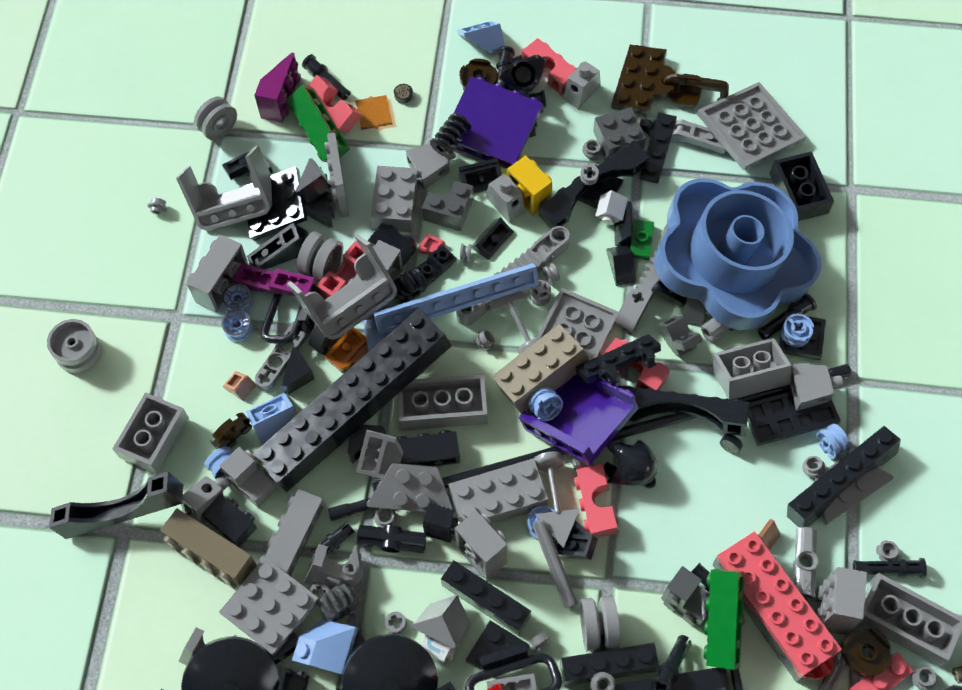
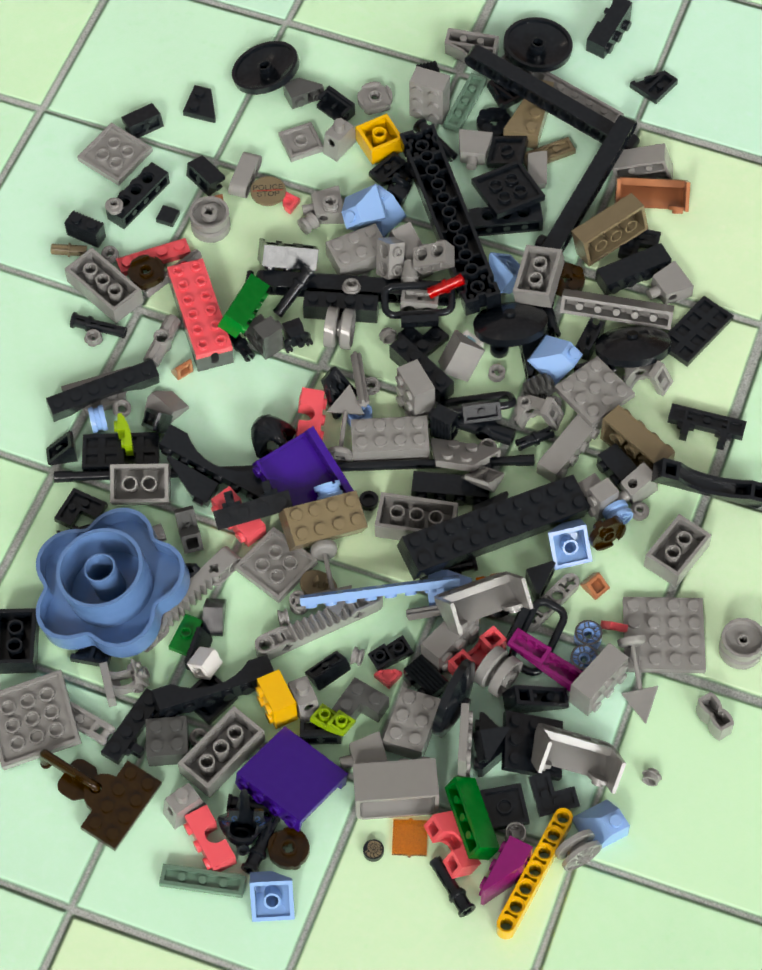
camera: 165 degrees left, 5 degrees down
(98, 267) = (711, 713): none -> light grey brick
(115, 610) = (722, 426): none -> black hinge
(159, 348) = (671, 632): none -> light grey plate
(188, 313) = (641, 699): none -> light grey piece
(198, 472) = (639, 516): none -> light grey plate
(200, 154) = (605, 822): none -> light blue slope
(212, 341) = (610, 625): none -> coral tile
(248, 114) = (532, 882): none -> yellow beam
(277, 127) = (516, 830): none -> light grey wheel
(291, 149) = (505, 805): none -> black plate
(354, 204) = (456, 692): none -> black dish
(393, 130) = (396, 788): none -> light grey windscreen
(400, 544) = (481, 406): none -> black bar
(410, 285) = (418, 628): black gear -> none
(449, 133) = (337, 758): black piece -> none
(465, 173) = (332, 721): none -> lime slope
(485, 339) = (363, 571): light grey plate -> none
(502, 424) = (369, 500): none -> black tile
(531, 312) = (314, 581): none -> dark tan piece
(540, 559) = (372, 381): none -> light grey plate
(550, 34) = (202, 880): none -> sand green plate
(565, 133) = (221, 751): none -> light grey brick
(583, 176) = (217, 690): light grey bush -> none
(650, 609) = (295, 335): none -> black piece
(671, 180) = (112, 680): none -> light grey tile
(693, 382) = (197, 485): none -> black slope
(766, 452) = (156, 420): none -> black slope
(766, 482) = (167, 403): none -> light grey slope
(797, 426) = (122, 427): none -> lime slope
(798, 338) = (80, 512): light blue wheel -> none
(812, 385) = (95, 458): light grey torso -> none
(842, 600) = (151, 297): light grey brick -> none
(852, 399) = (62, 450): none -> black slope

